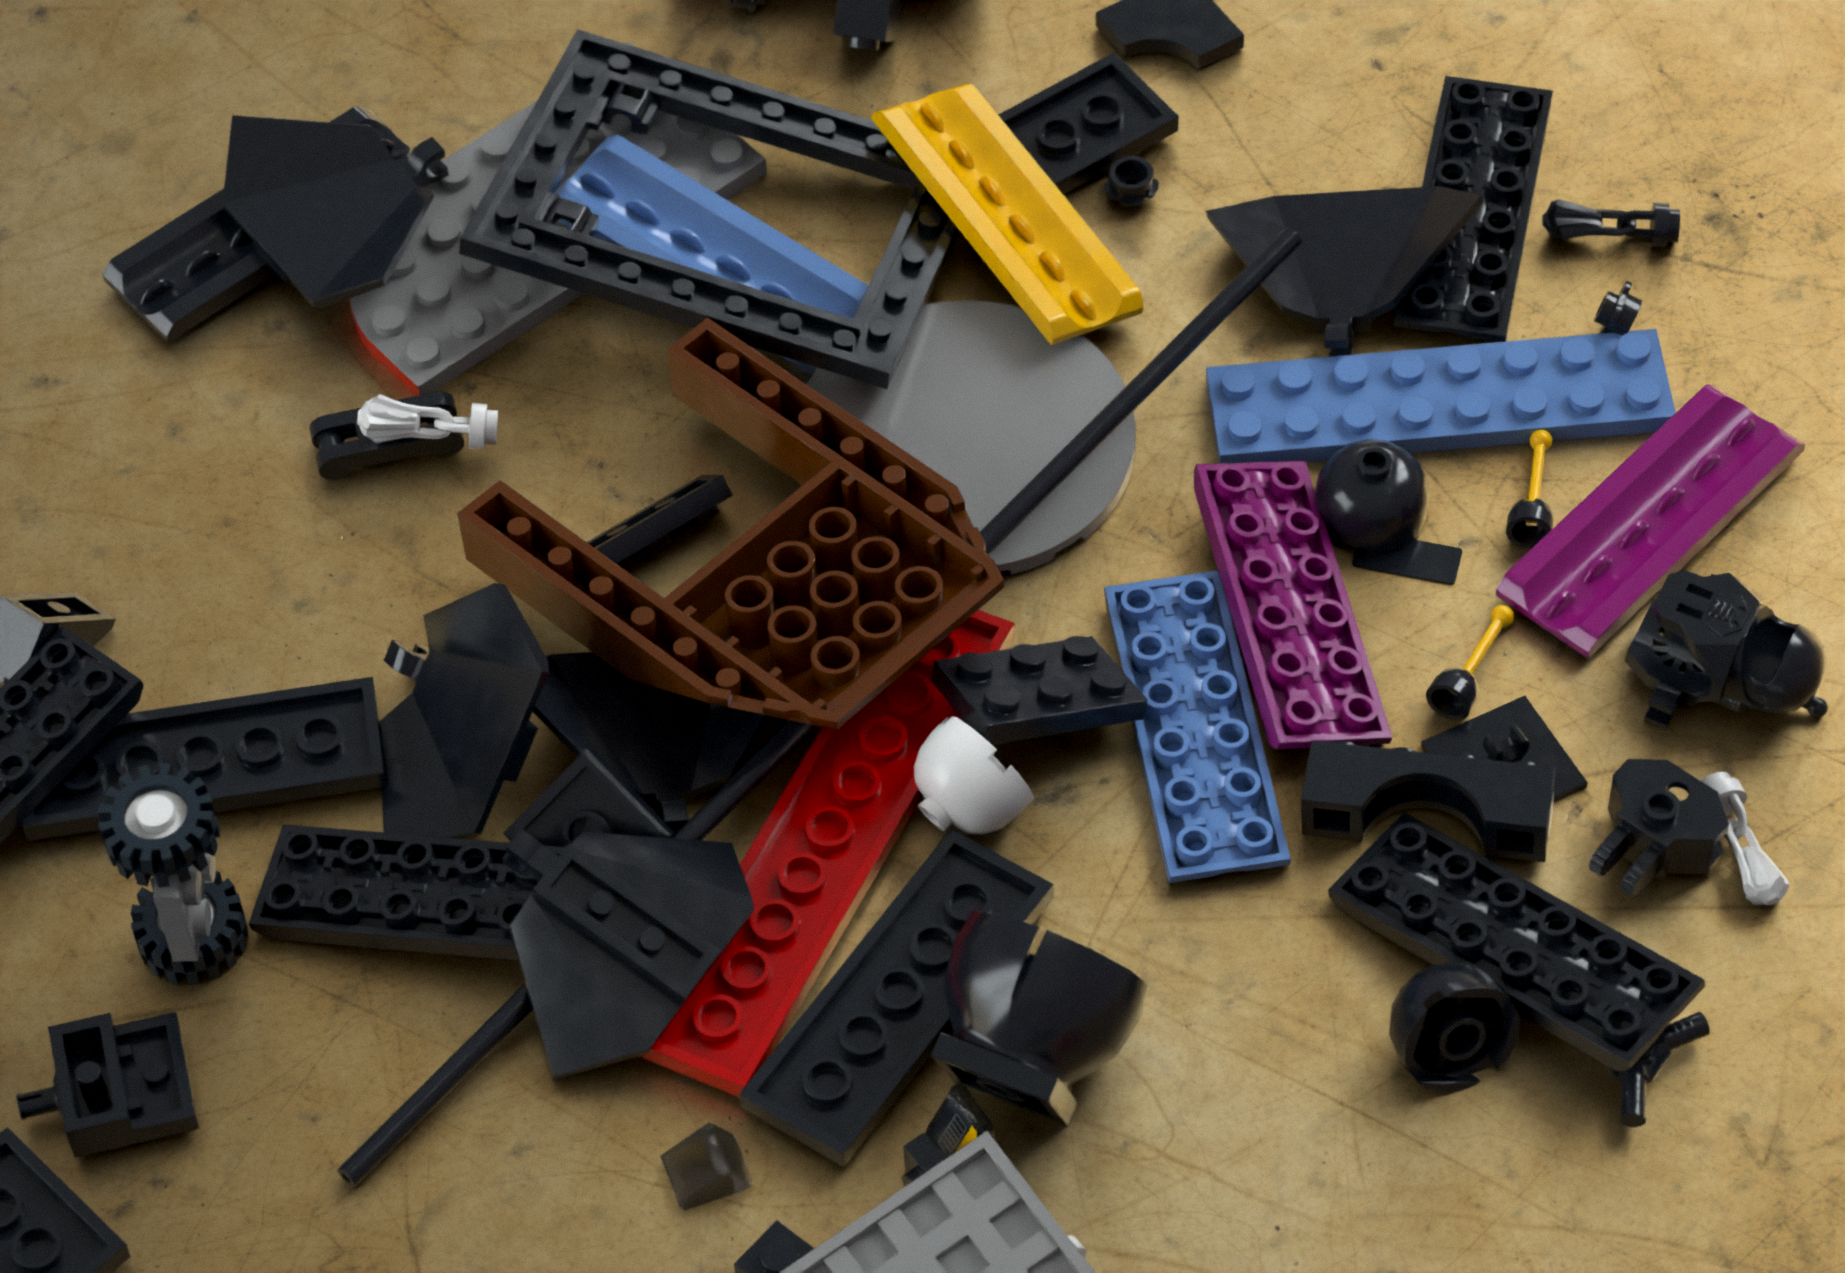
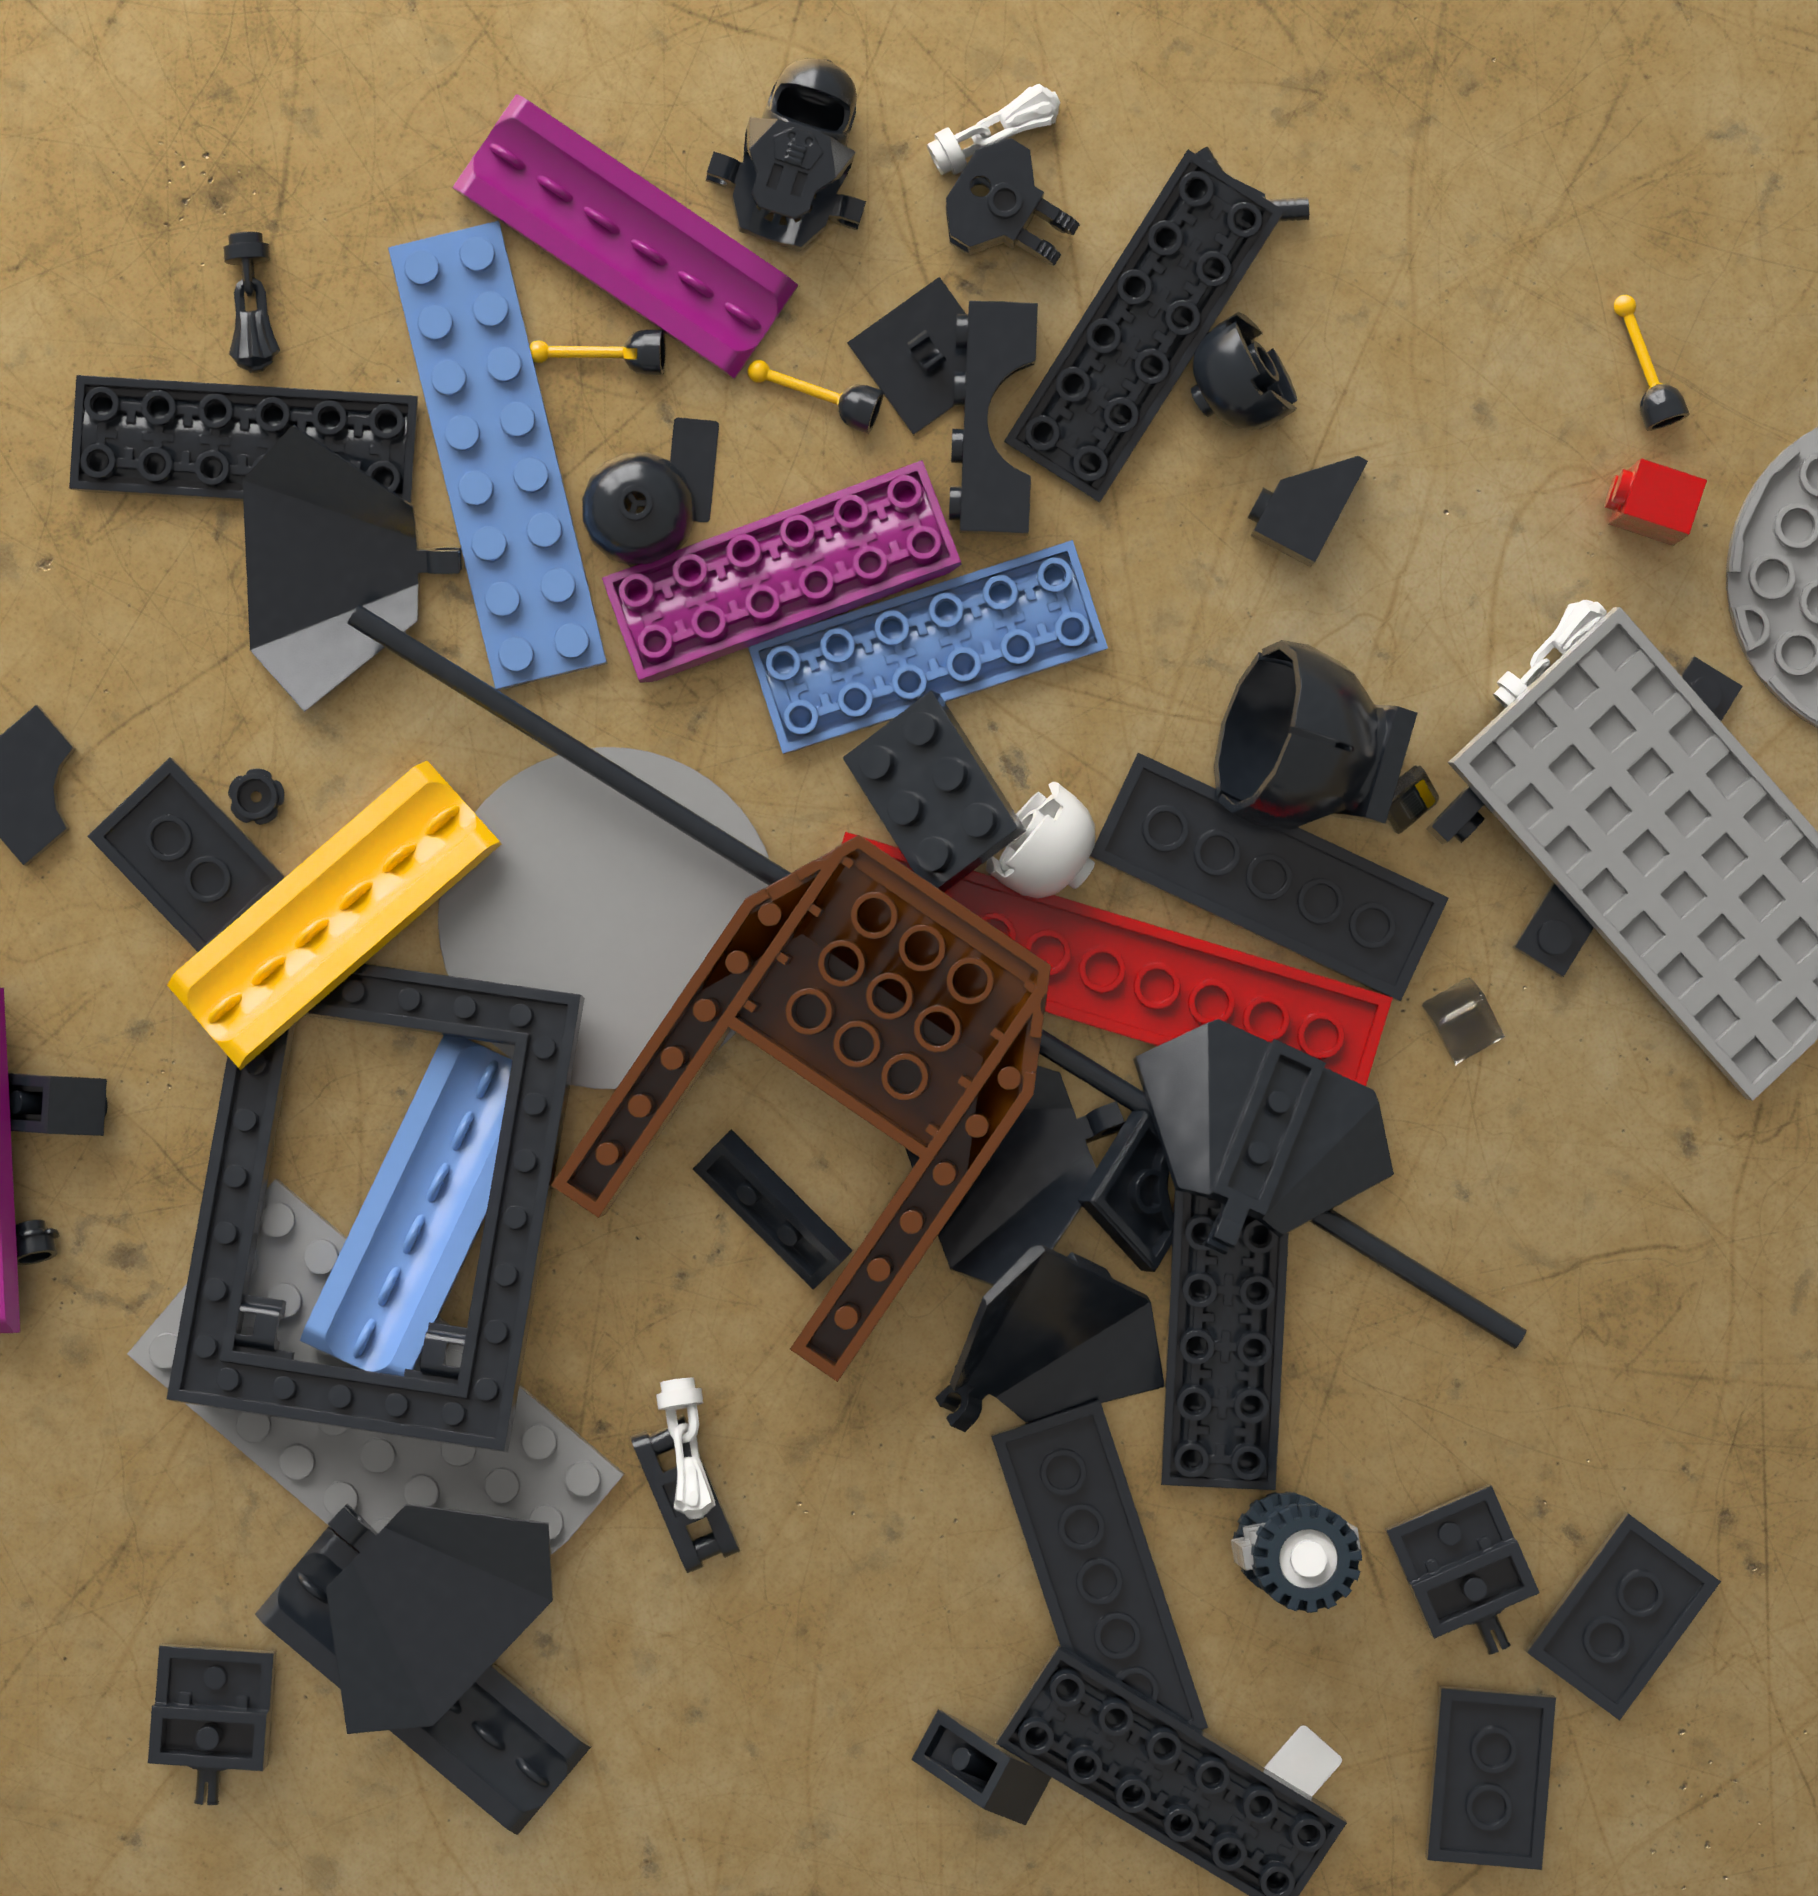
camera: 100 degrees left, 35 degrees up
(284, 65) = (212, 1712): none -> black plate
(1294, 1075) = (1305, 509): none -> black slope
(1618, 311) = (375, 286): black plate -> none

